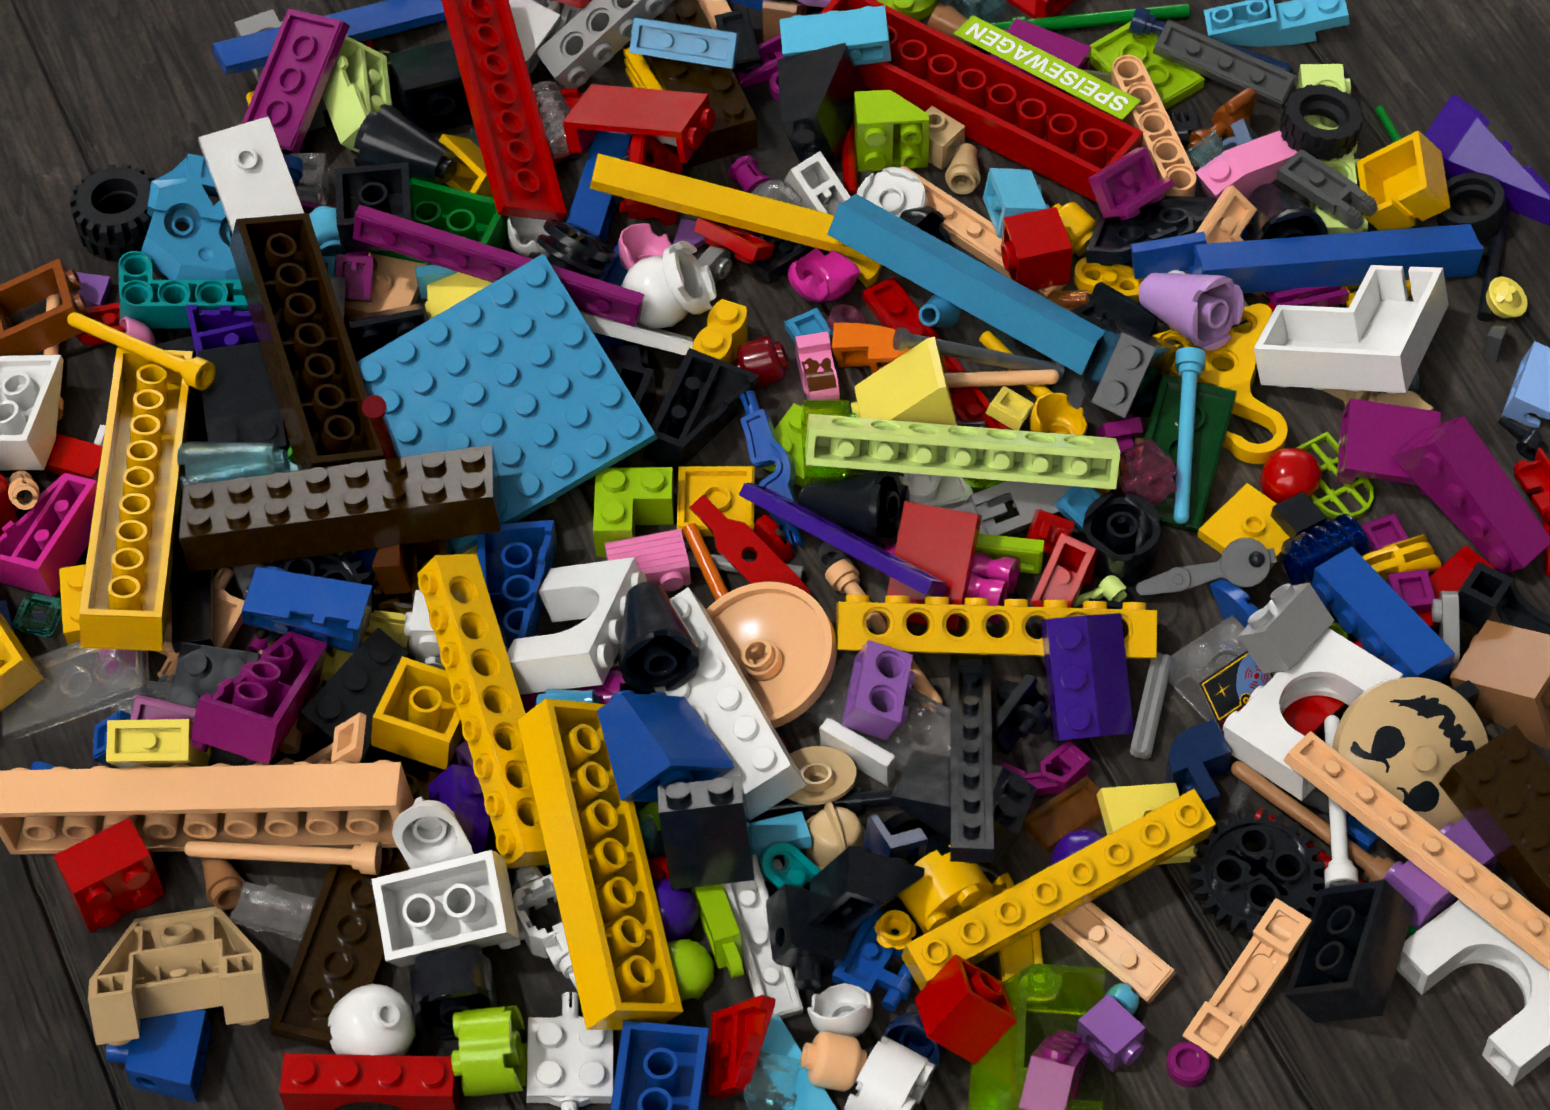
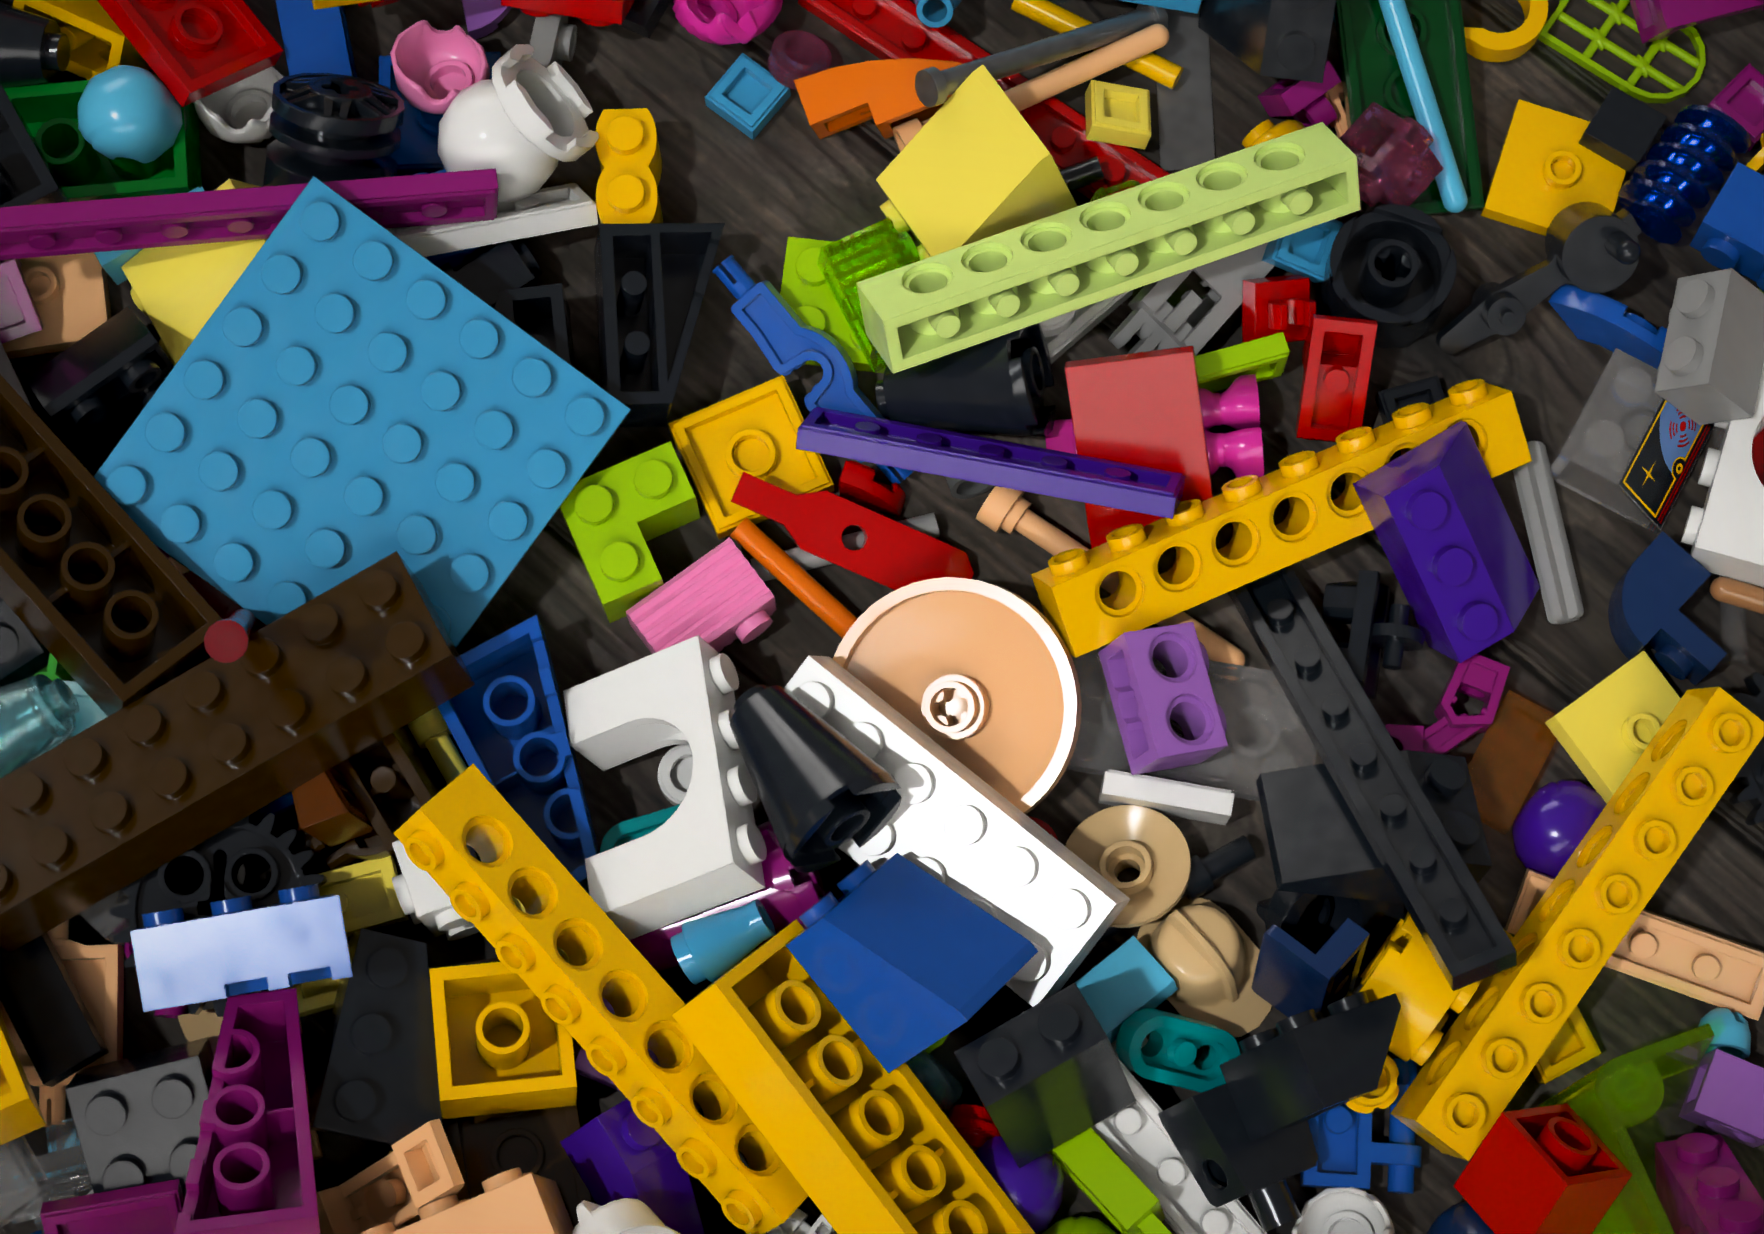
camera: 25 degrees left, 20 degrees up
(468, 208) = (129, 114): none -> medium azure hair
(763, 358) = (707, 186): dark red head -> none
(817, 366) = (797, 165): bright pink leg -> none
(1055, 415) = (1203, 114): yellow hair -> none
(1110, 587) = (1403, 361): yellowish green hand -> none
(1290, 473) = (1575, 63): red hair -> none

